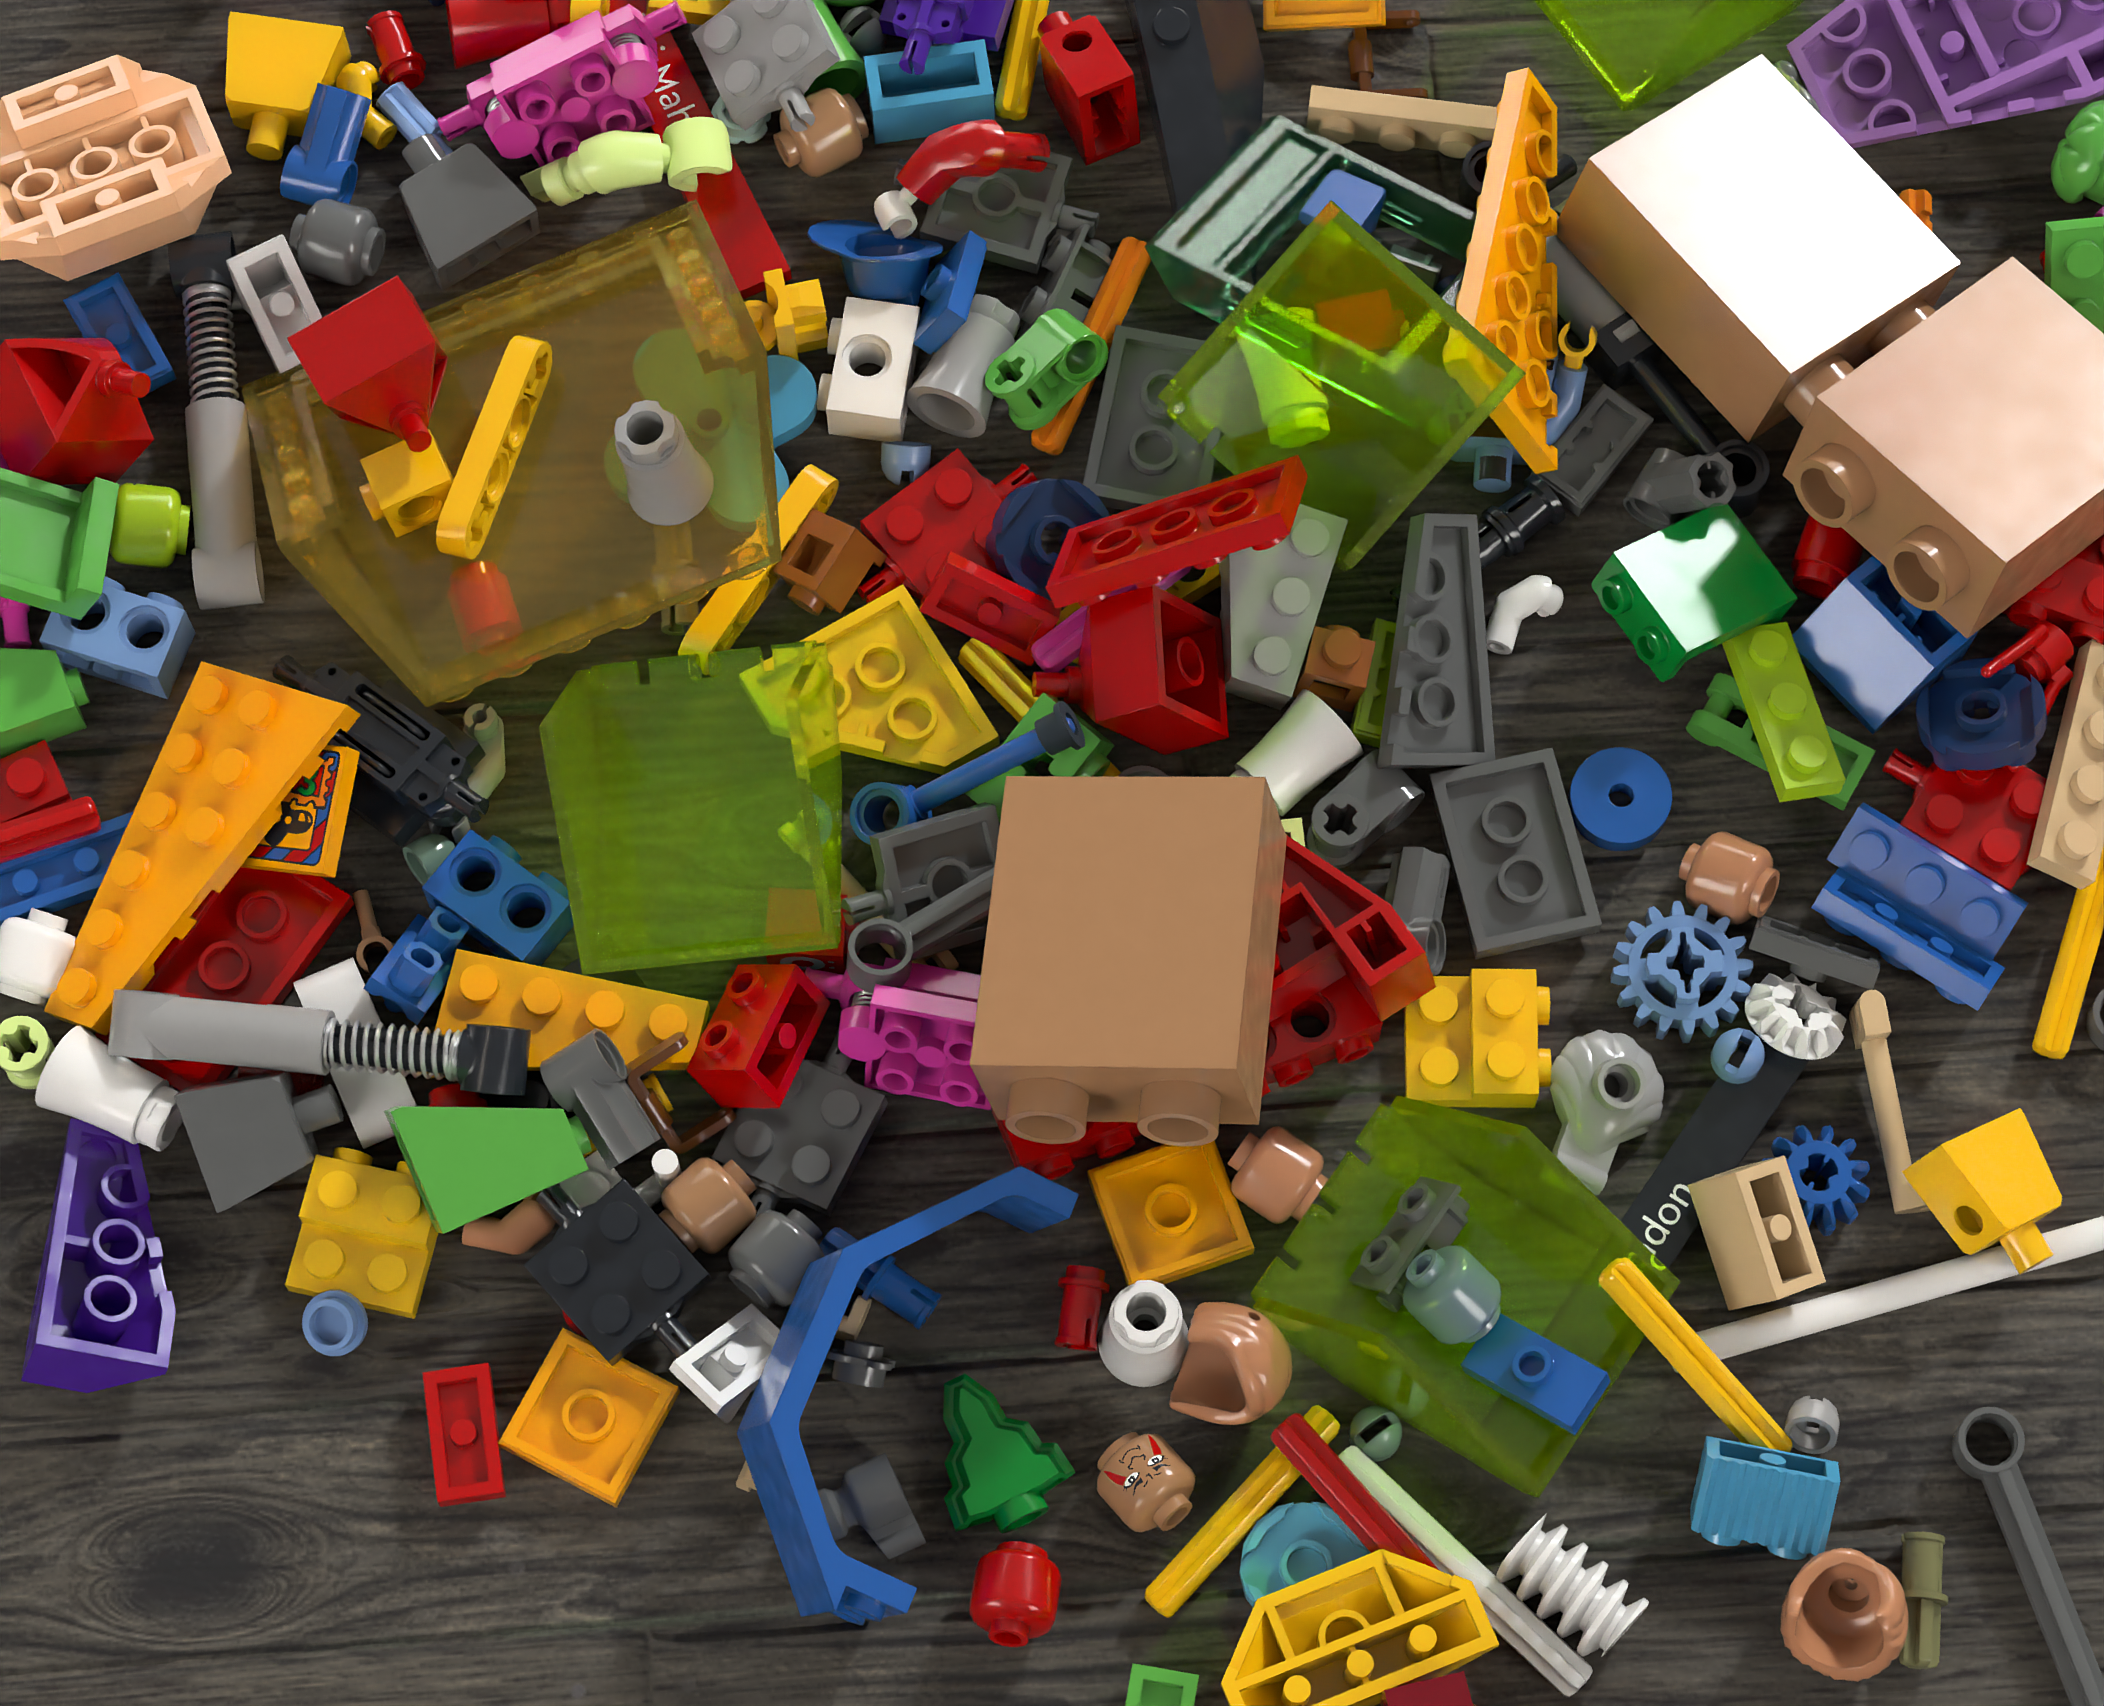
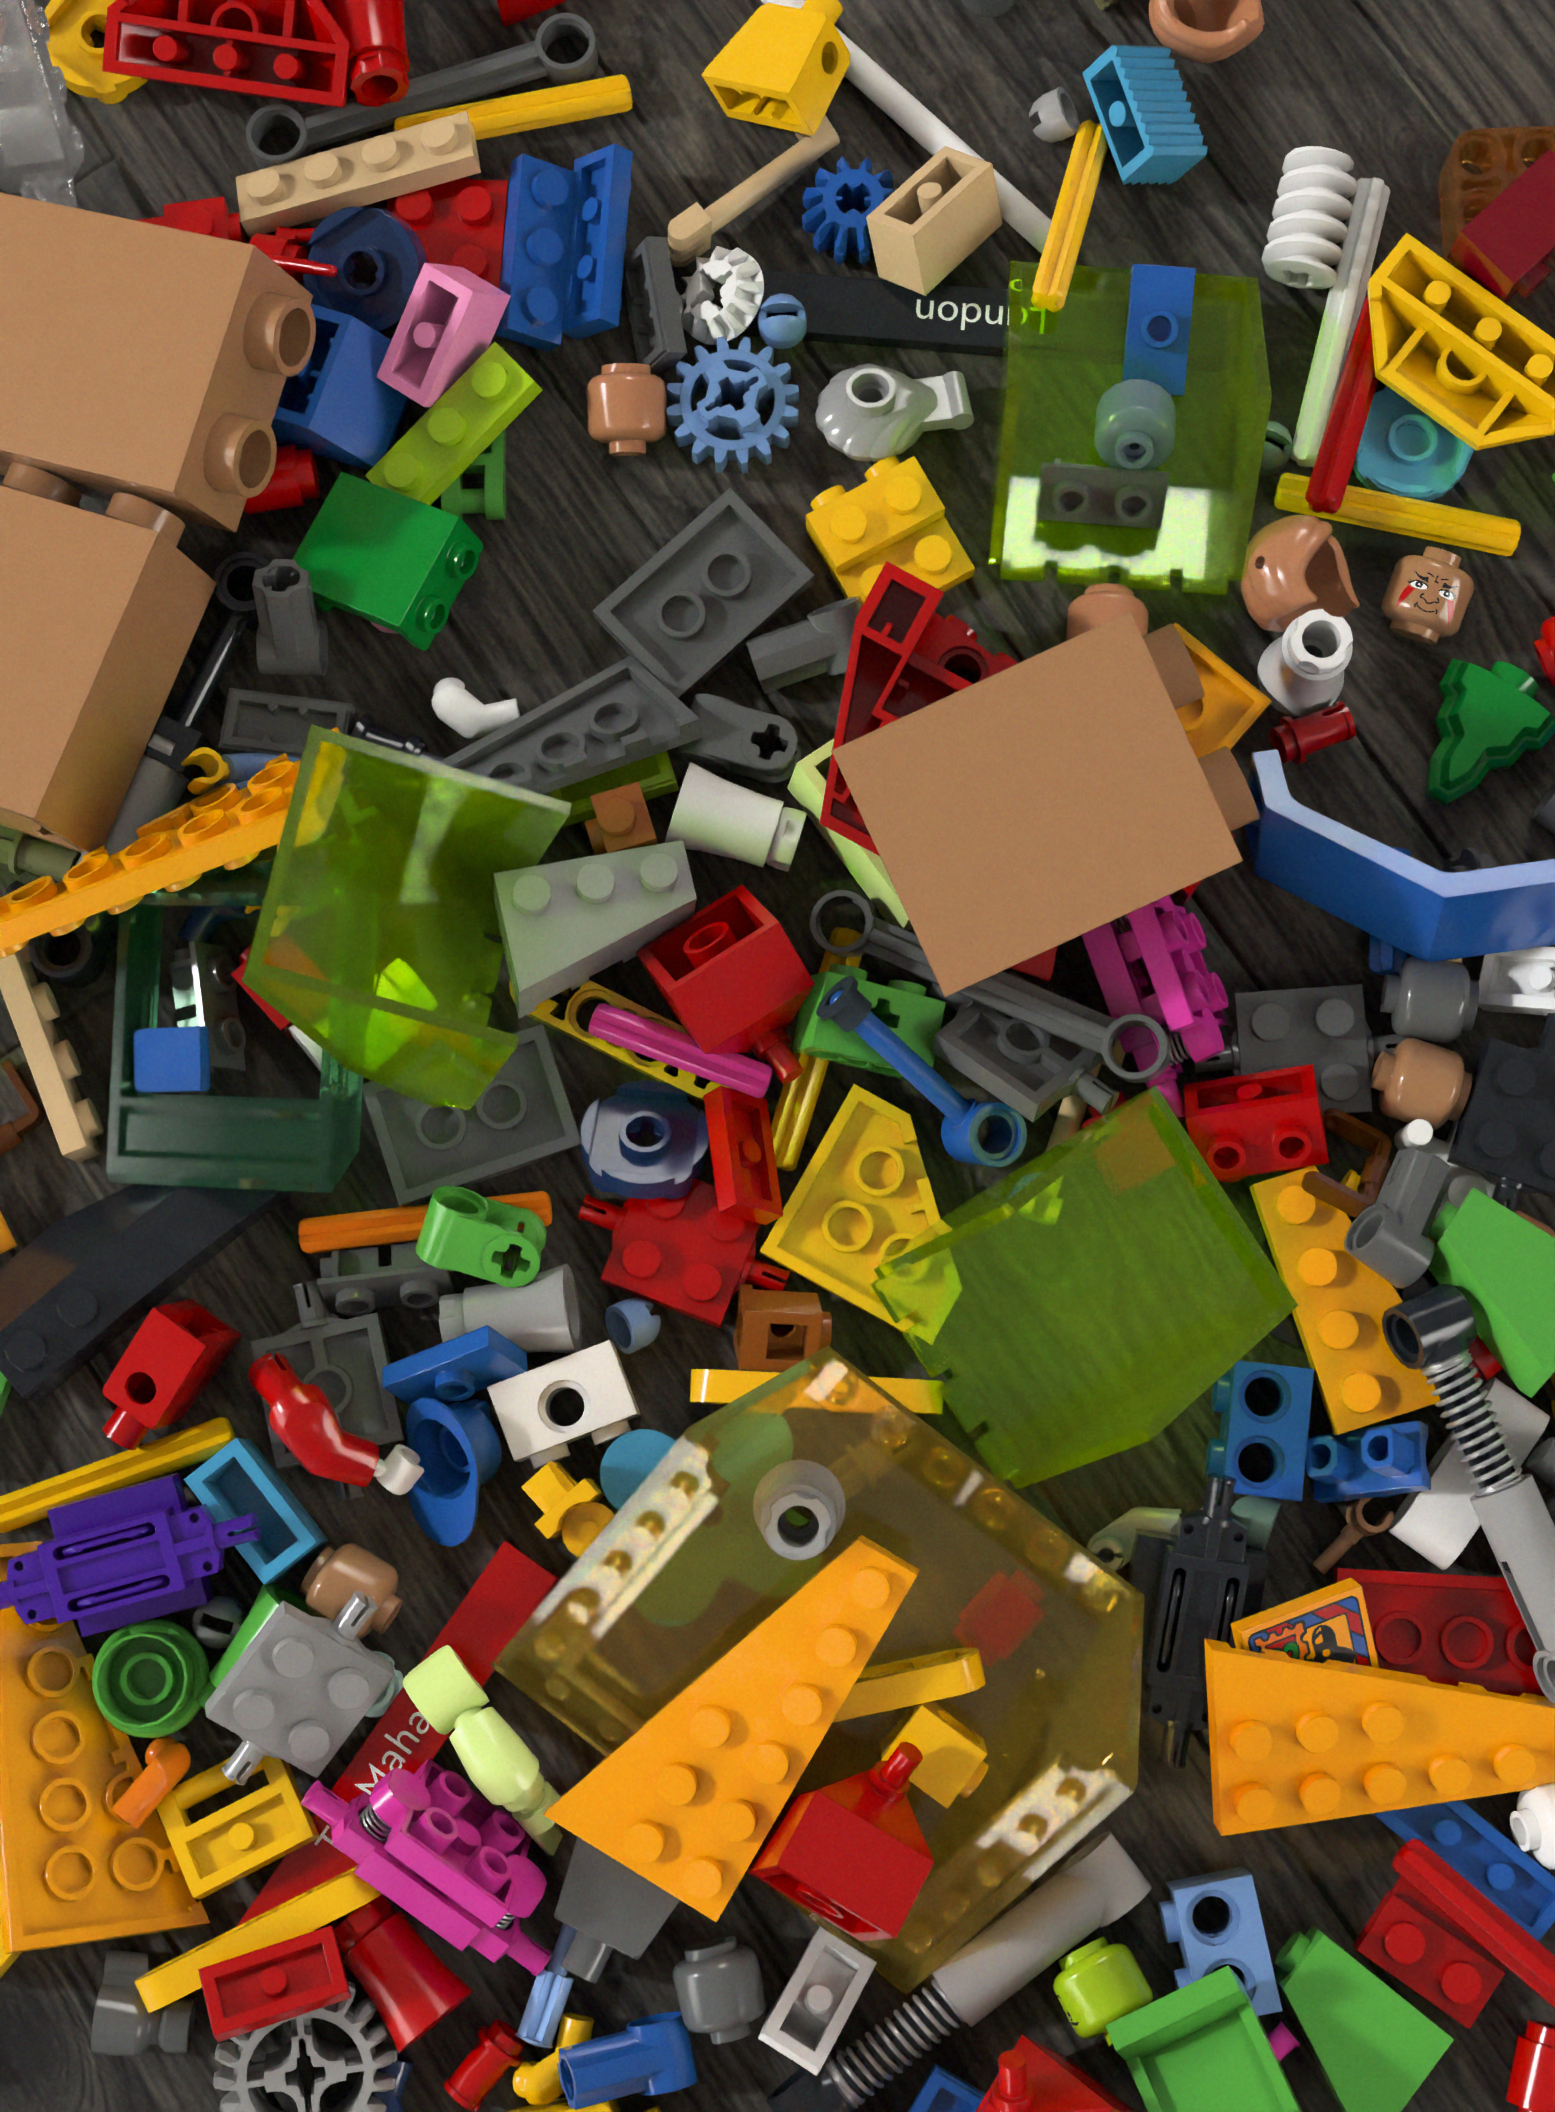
camera: 115 degrees left, 10 degrees up
(511, 319) = (722, 1757): none -> light orange wing
(1178, 533) = (604, 997): red plate -> none
(1625, 772) = (593, 514): blue piece -> none
(1881, 743) = (441, 331): none -> bright pink slope

